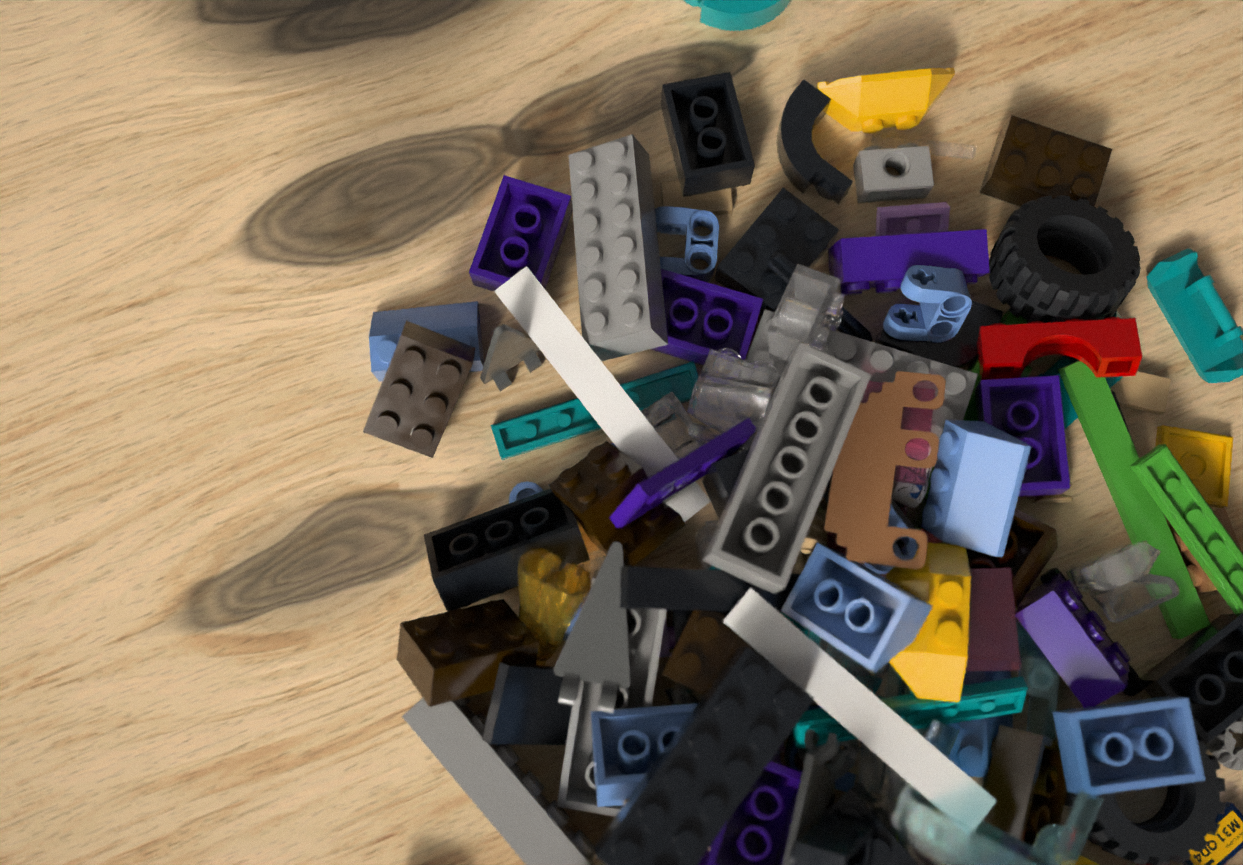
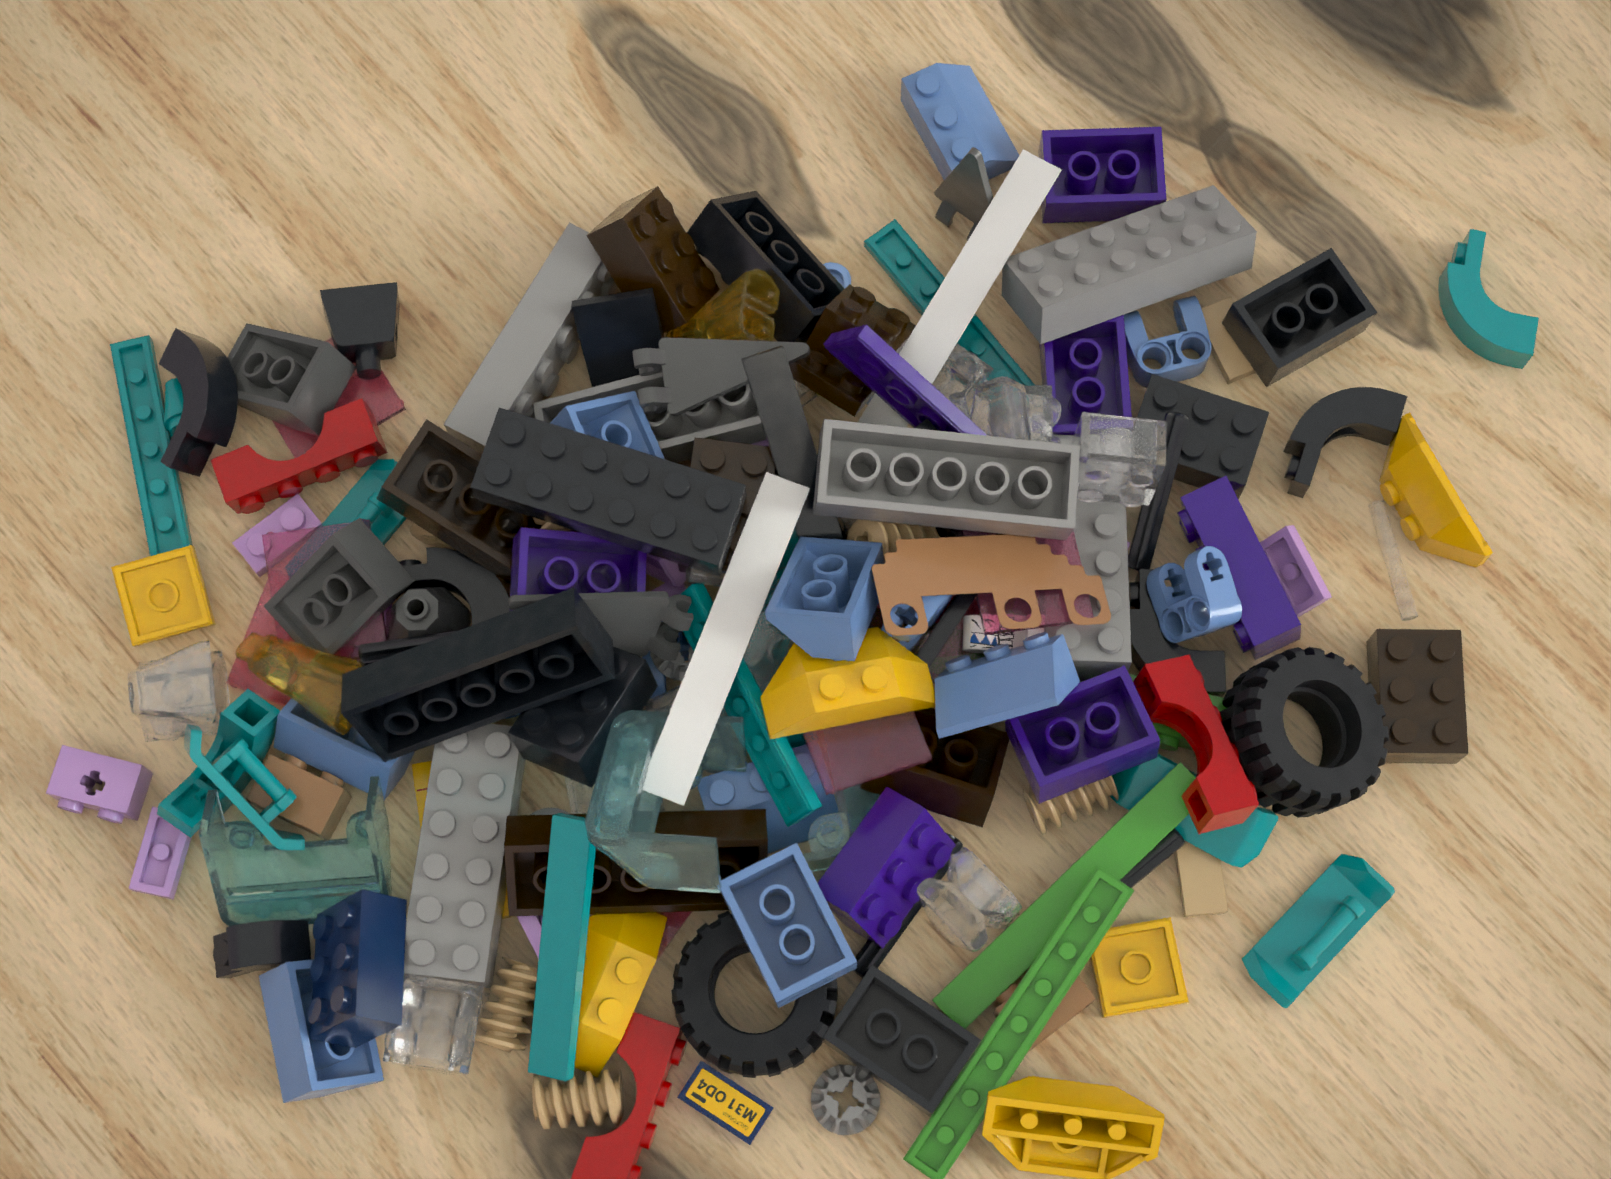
camera: 75 degrees right, 5 degrees down
(419, 389) = (899, 126): dark brown brick -> none
(877, 185) = (1342, 555): light grey brick -> none

